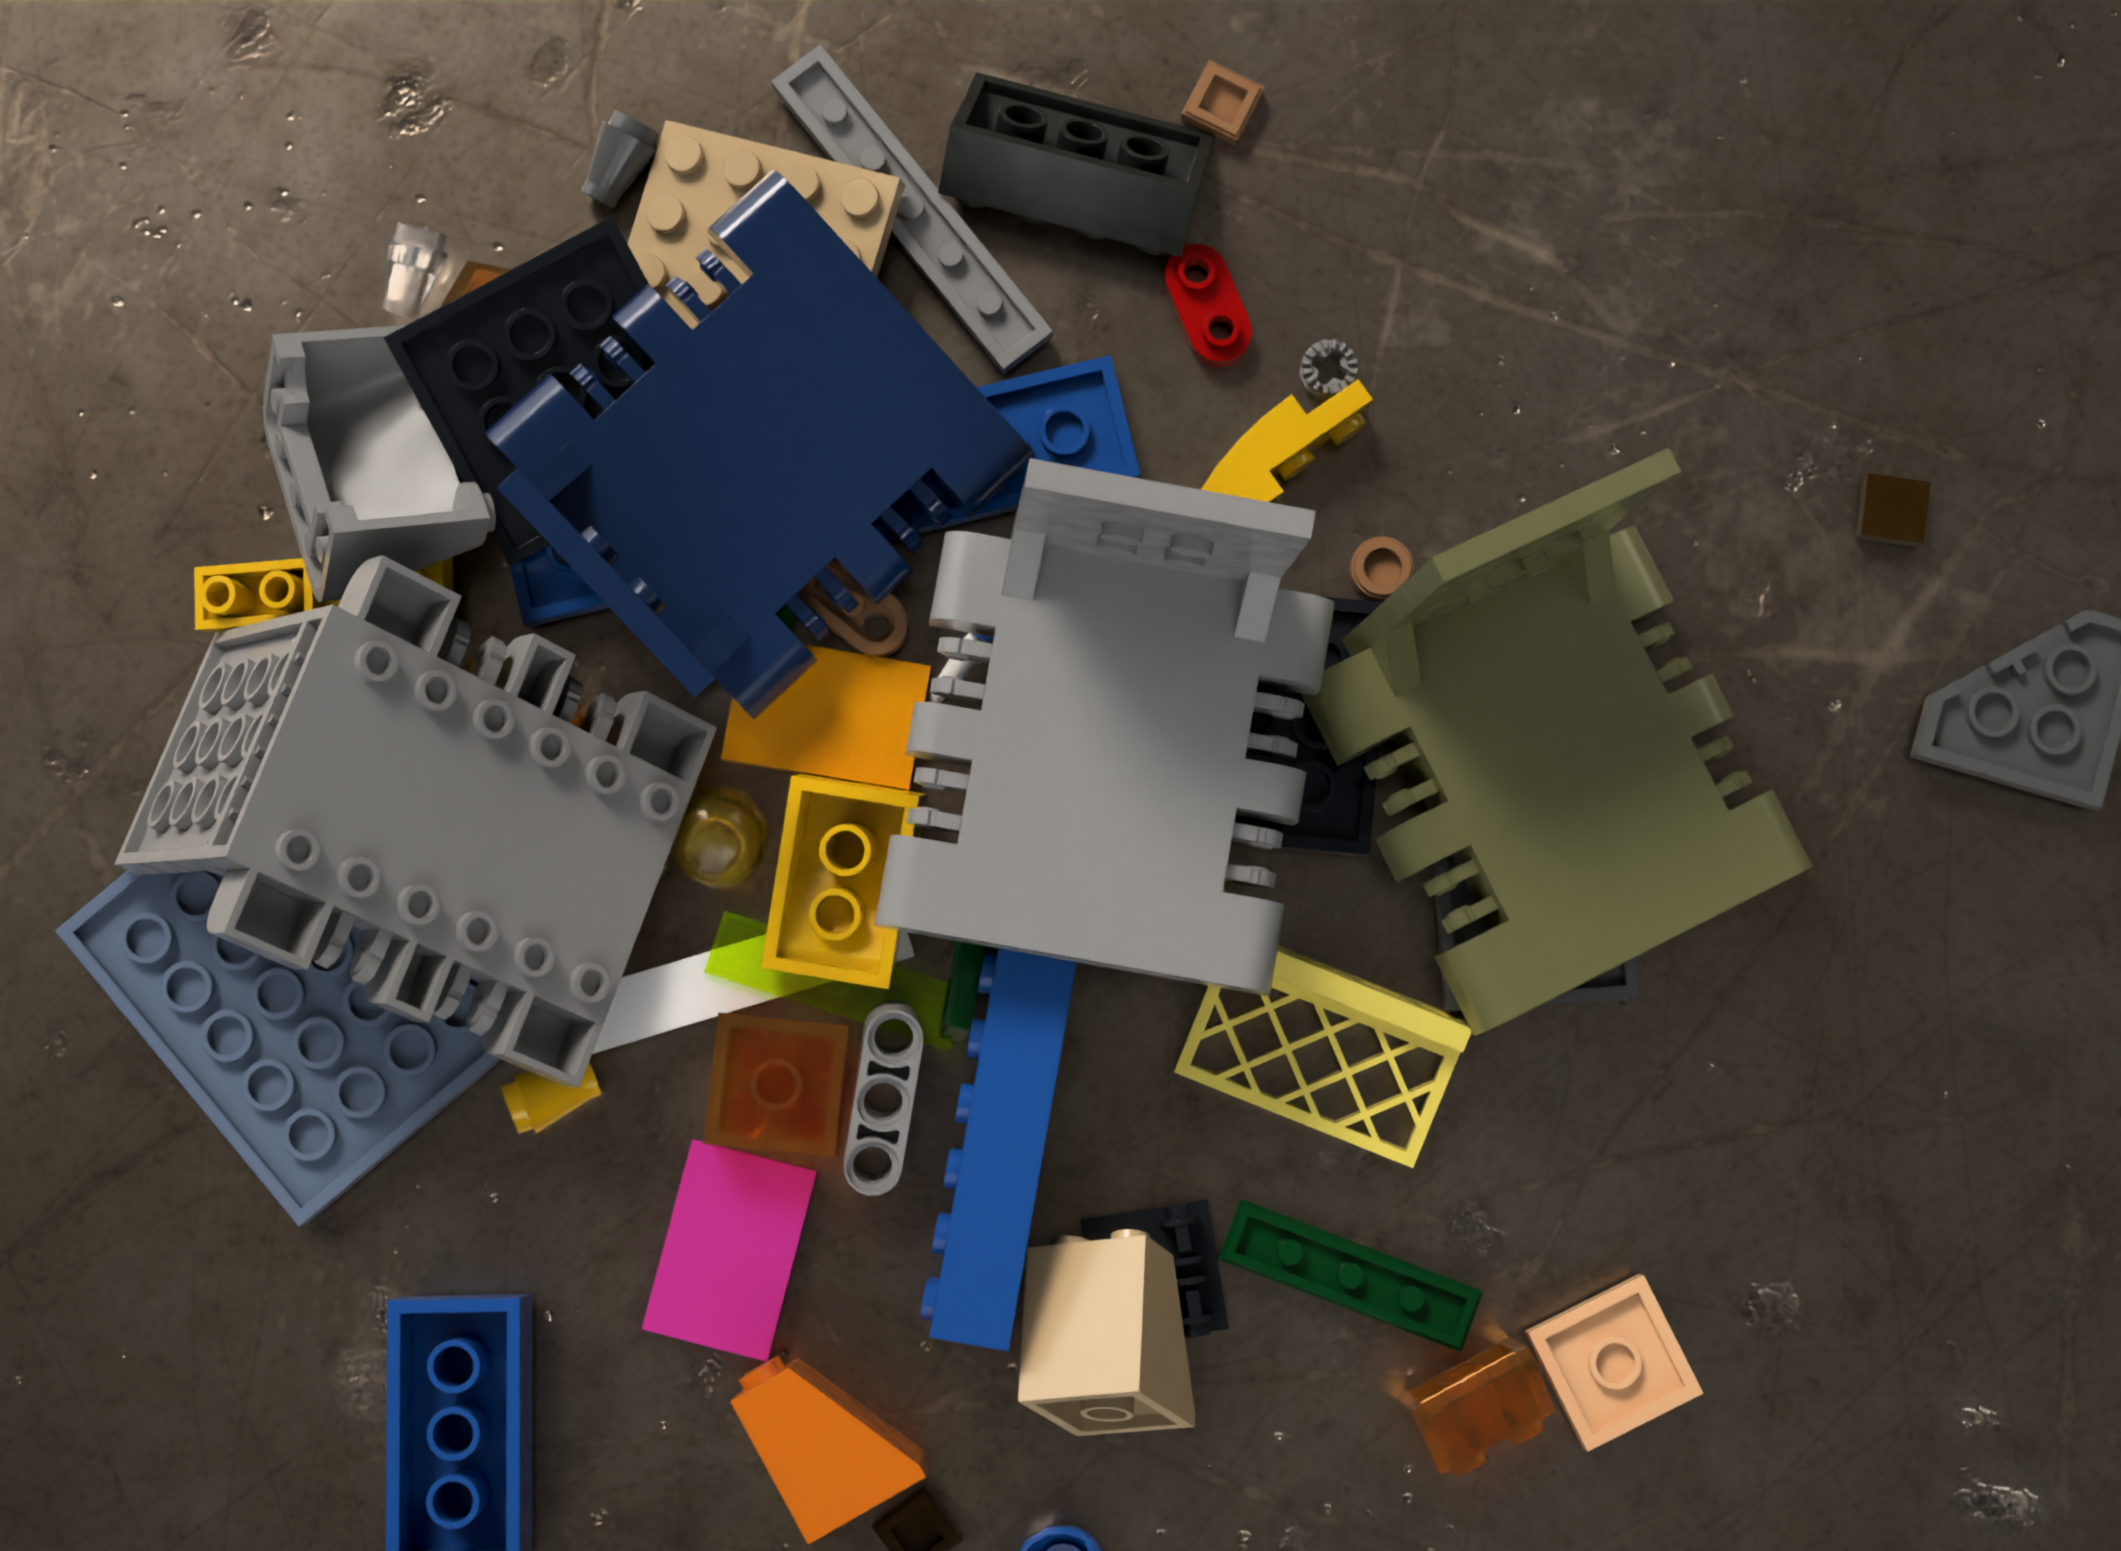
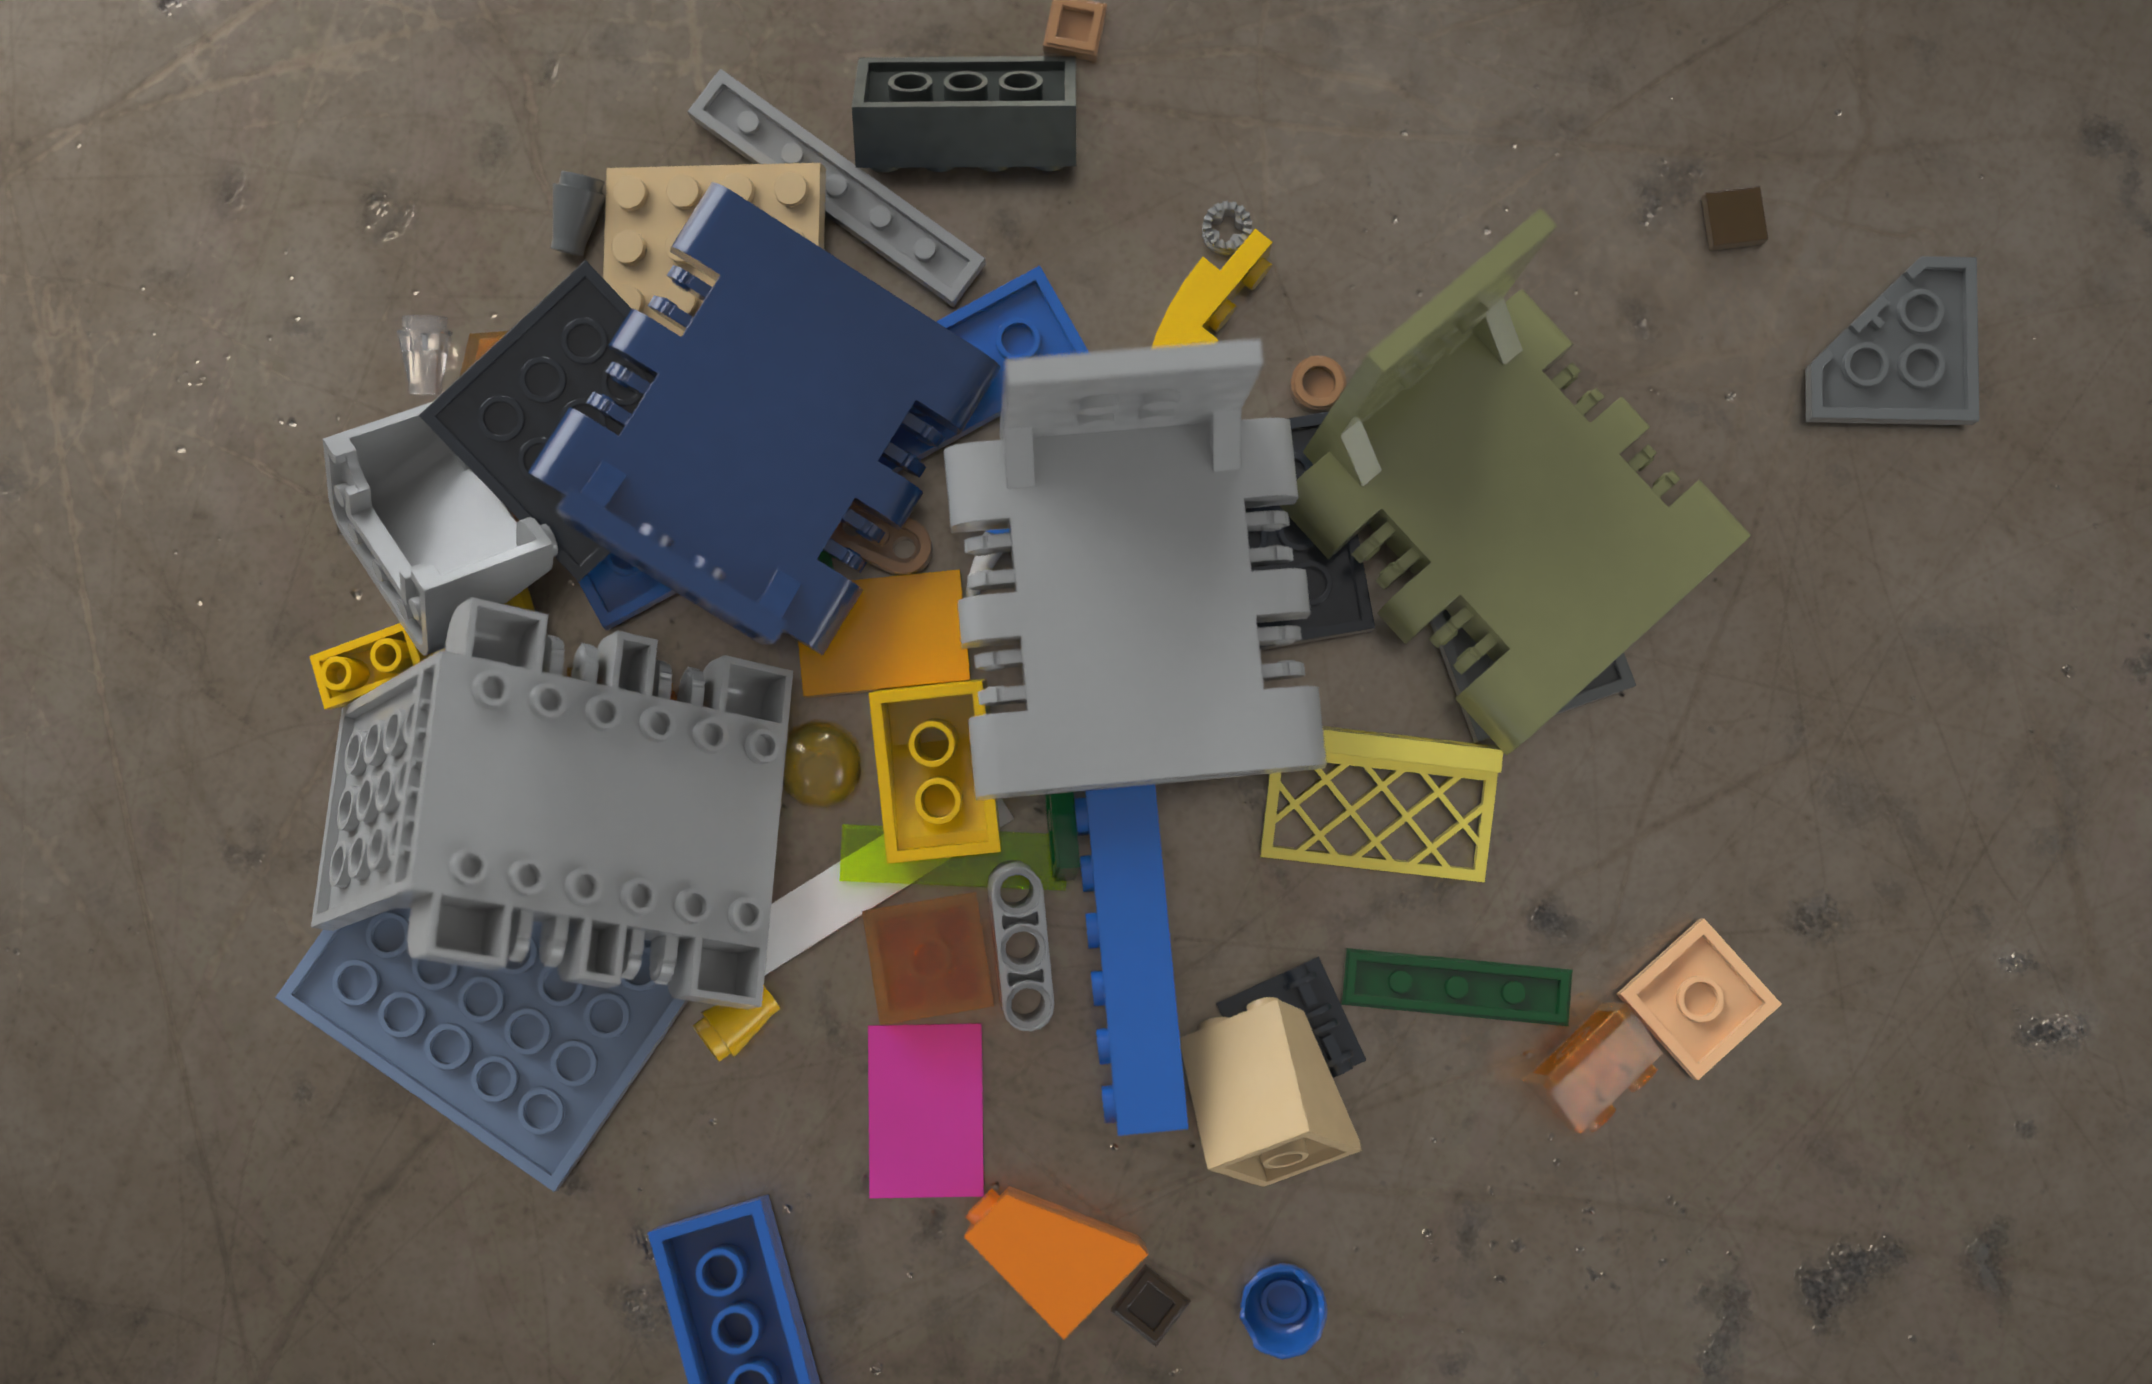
camera: 10 degrees left, 0 degrees up
(1206, 303) = (1109, 199): red plate -> none

